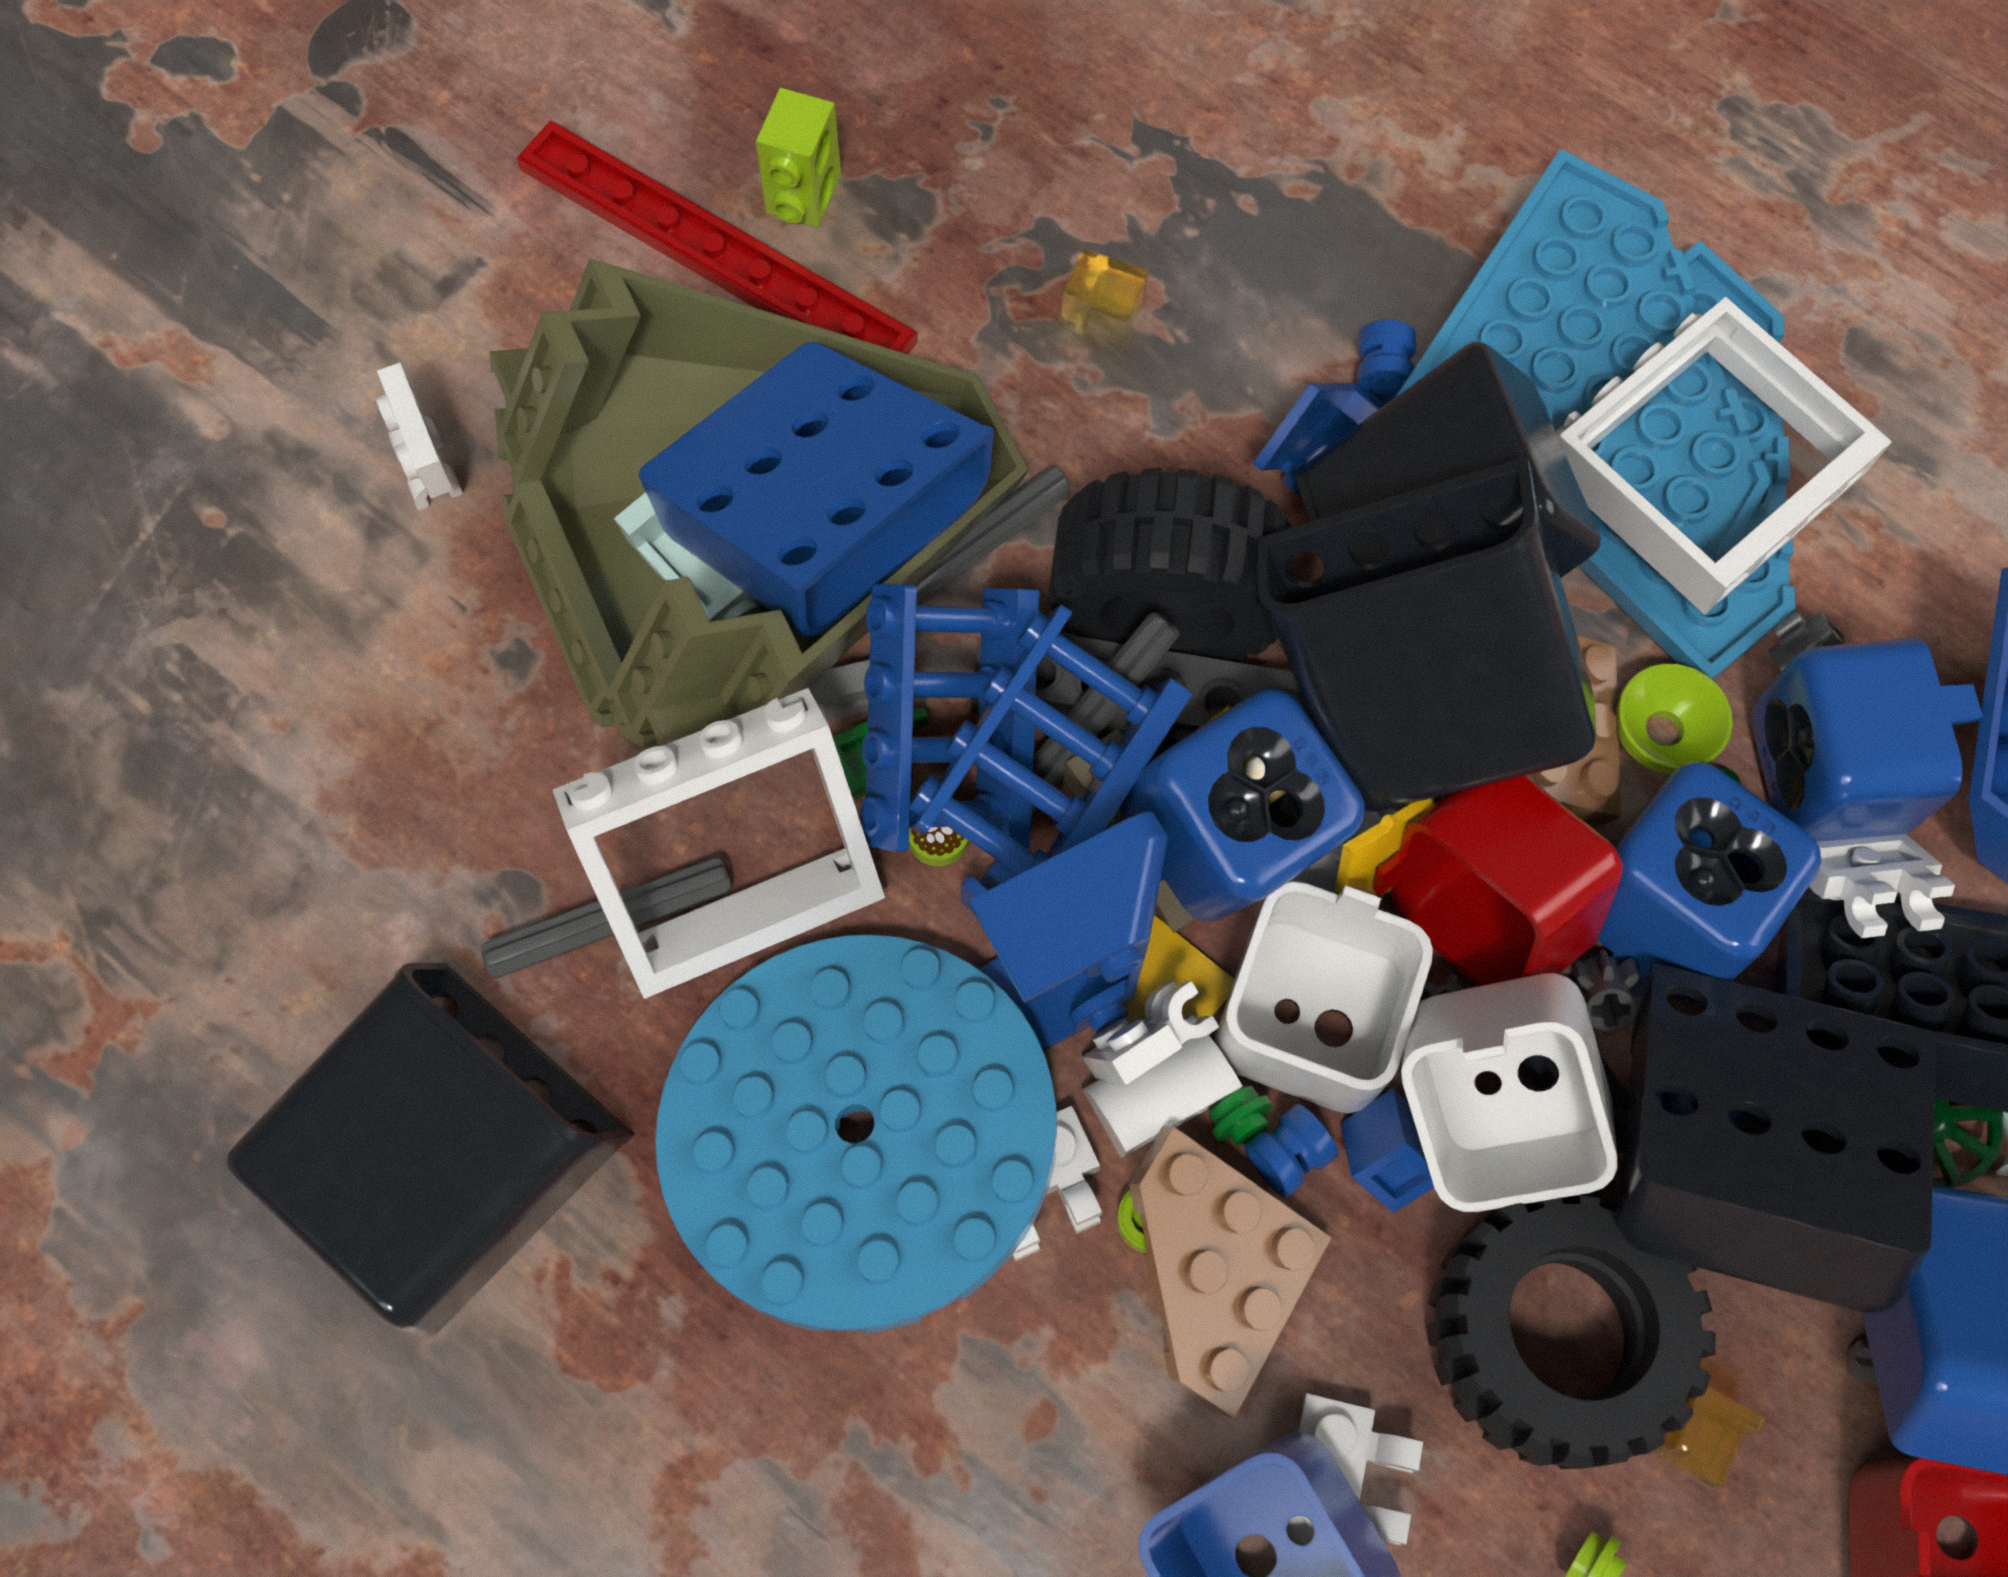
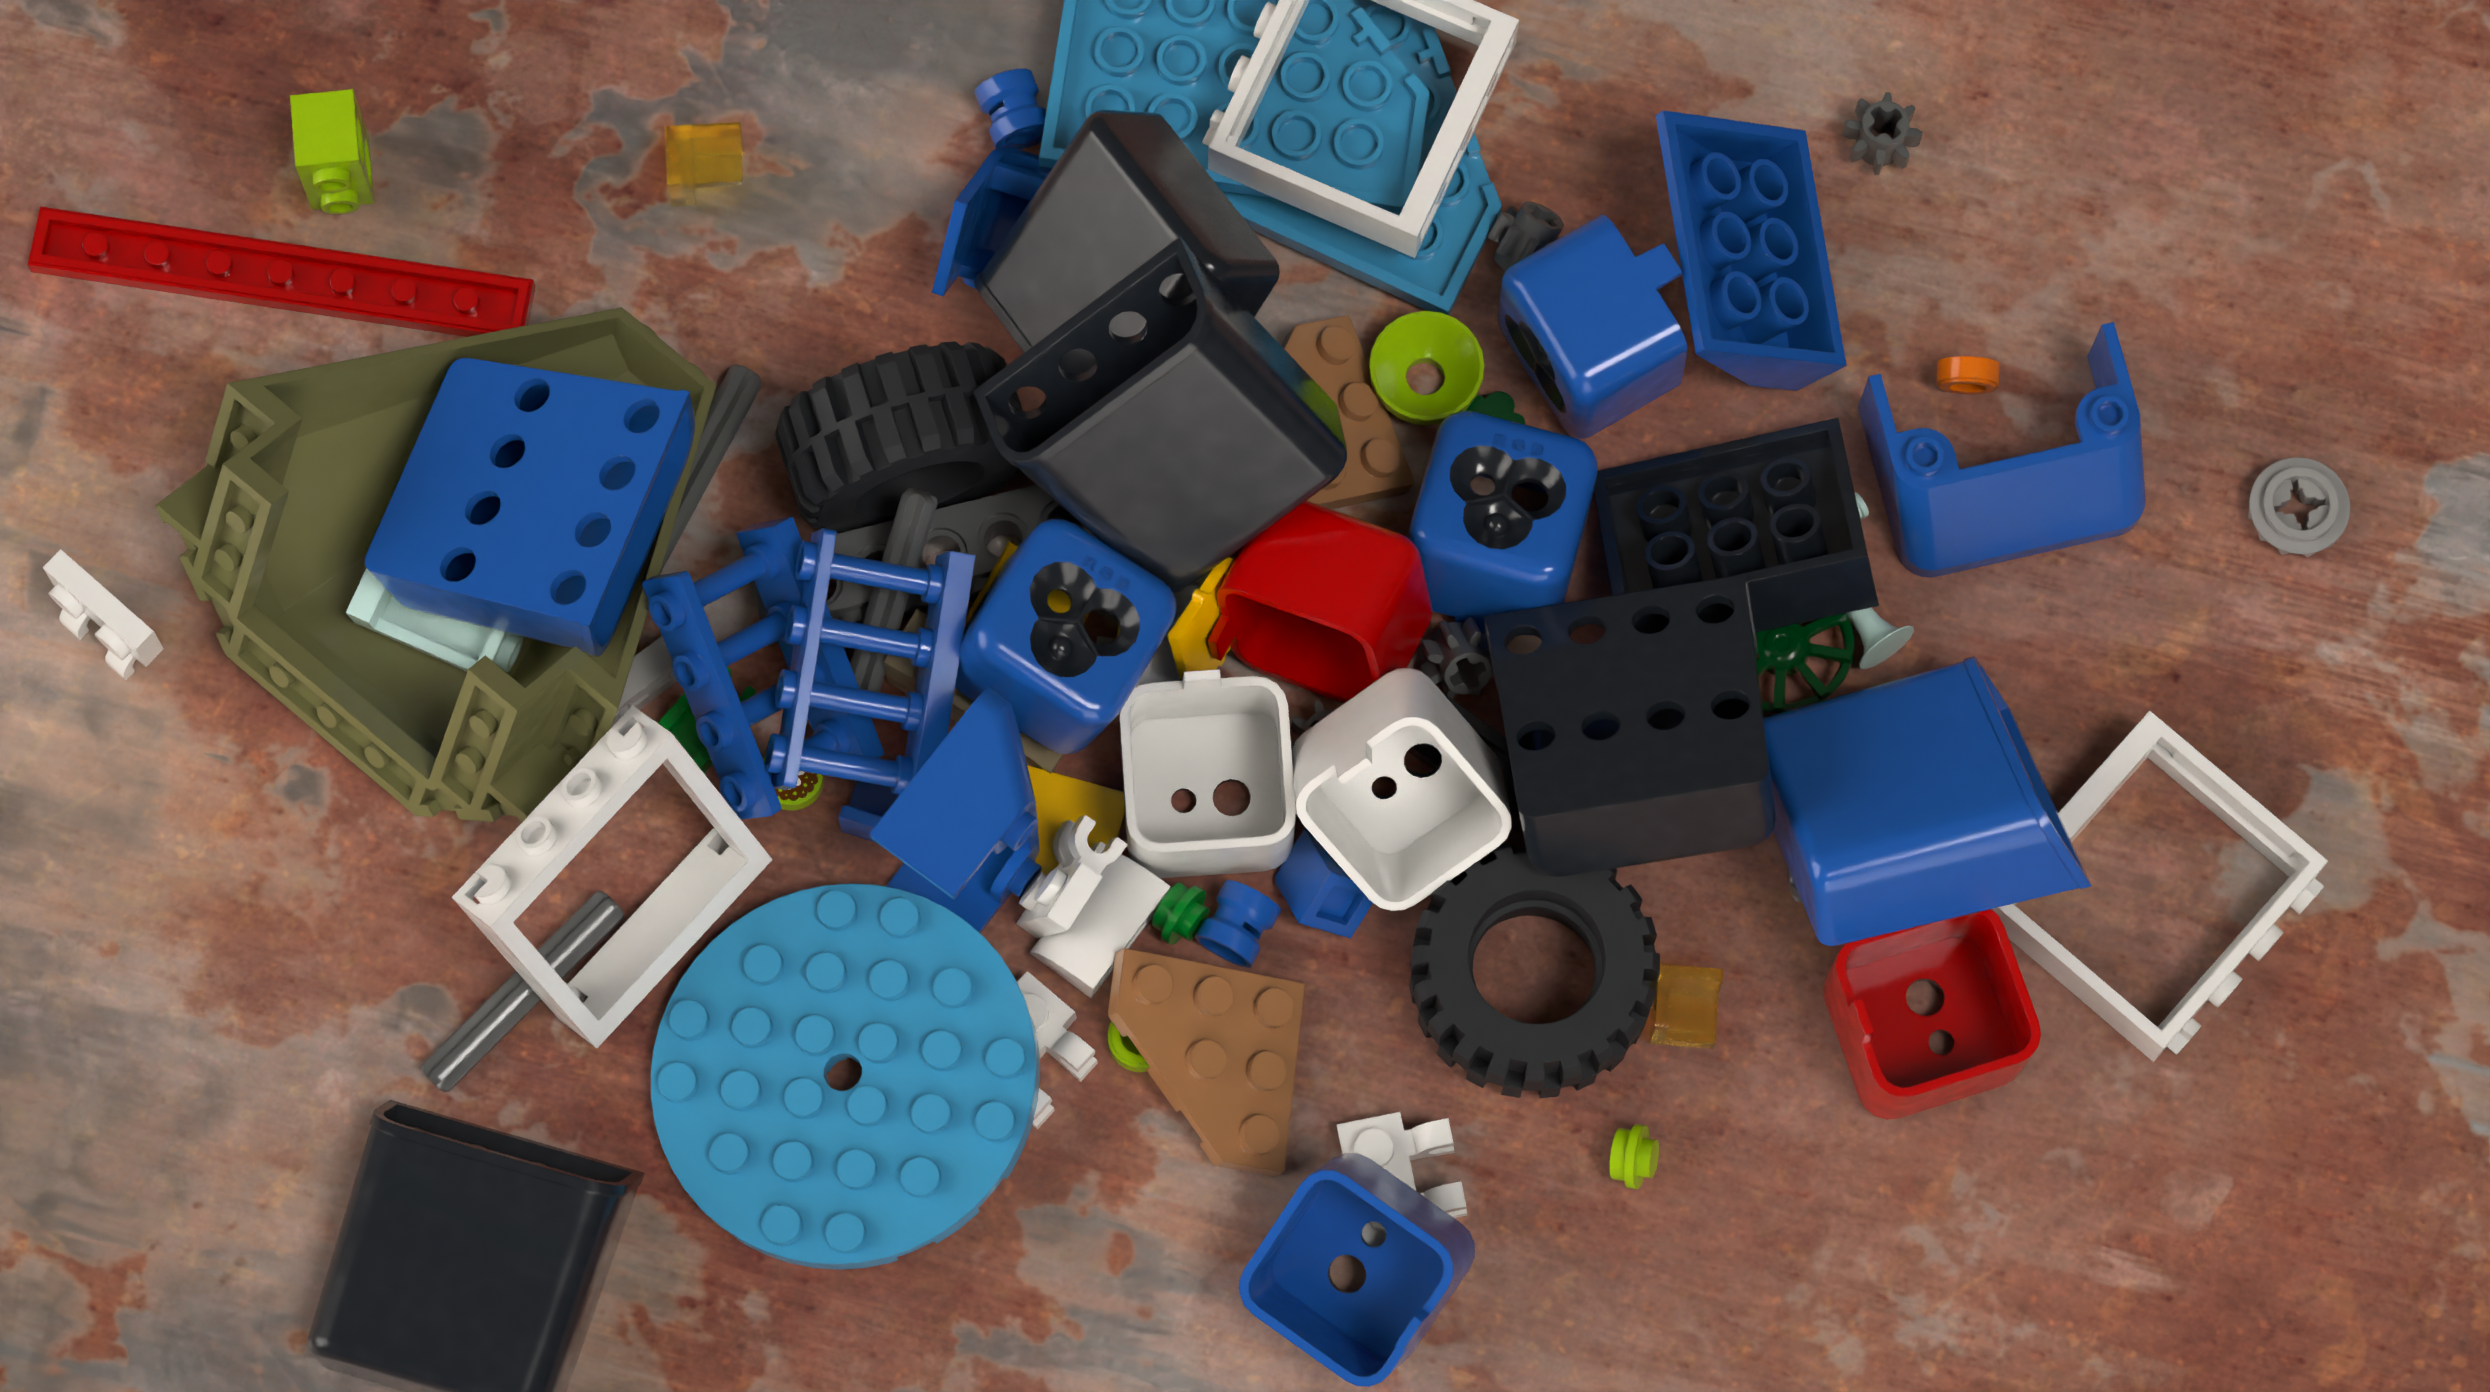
camera: 25 degrees left, 5 degrees up
(1873, 873) = (1646, 439): white plate -> none

